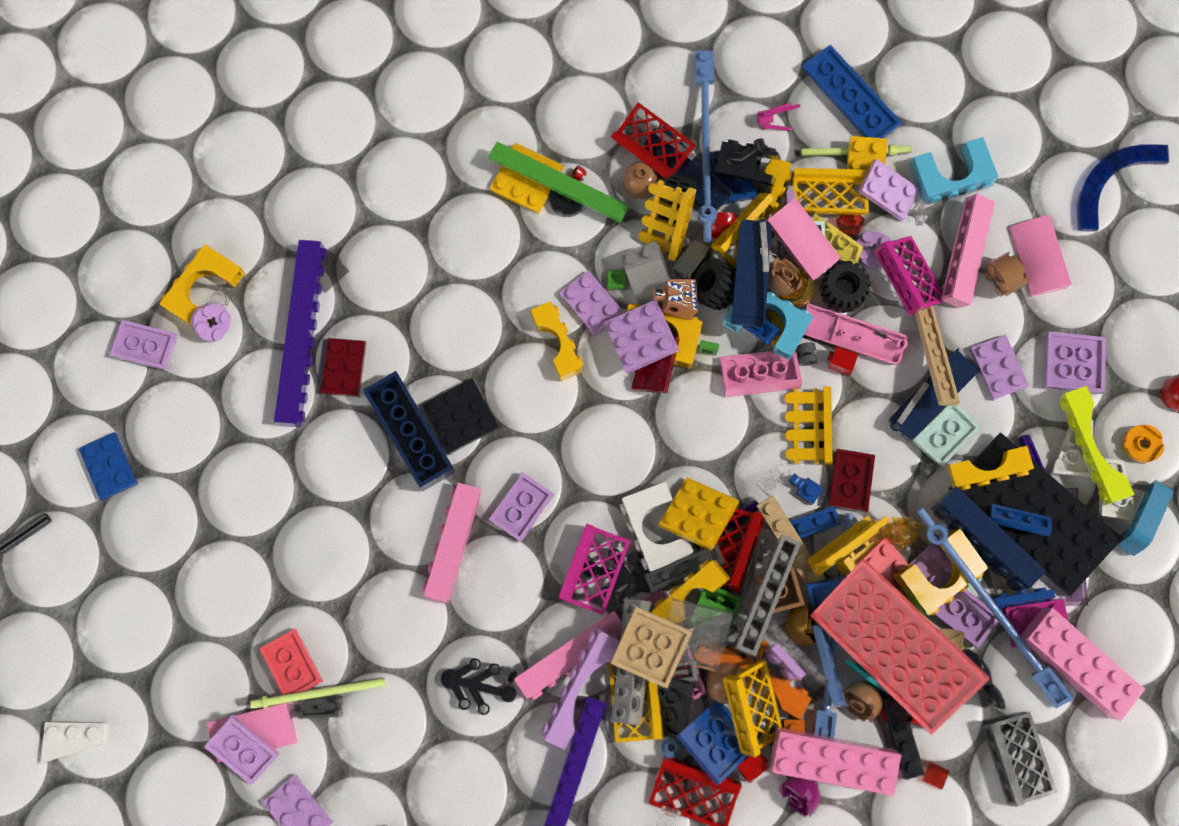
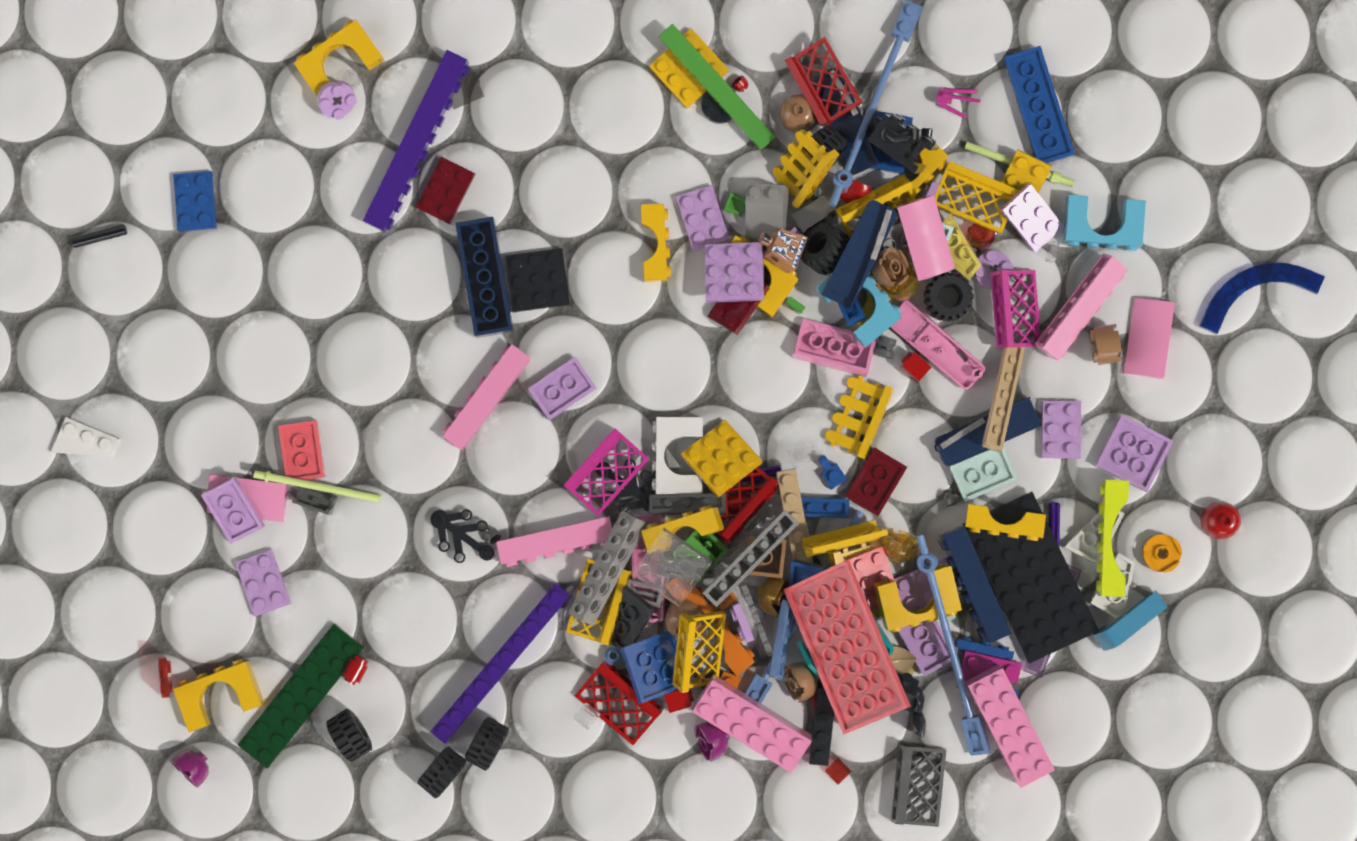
camera: 20 degrees right, 10 degrees up
(143, 345) = (265, 96): lavender plate -> none
(600, 650) = (580, 548): lavender arch -> none
(651, 647) = (627, 563): tan plate -> none
(1020, 520) = (1011, 578): blue plate -> none

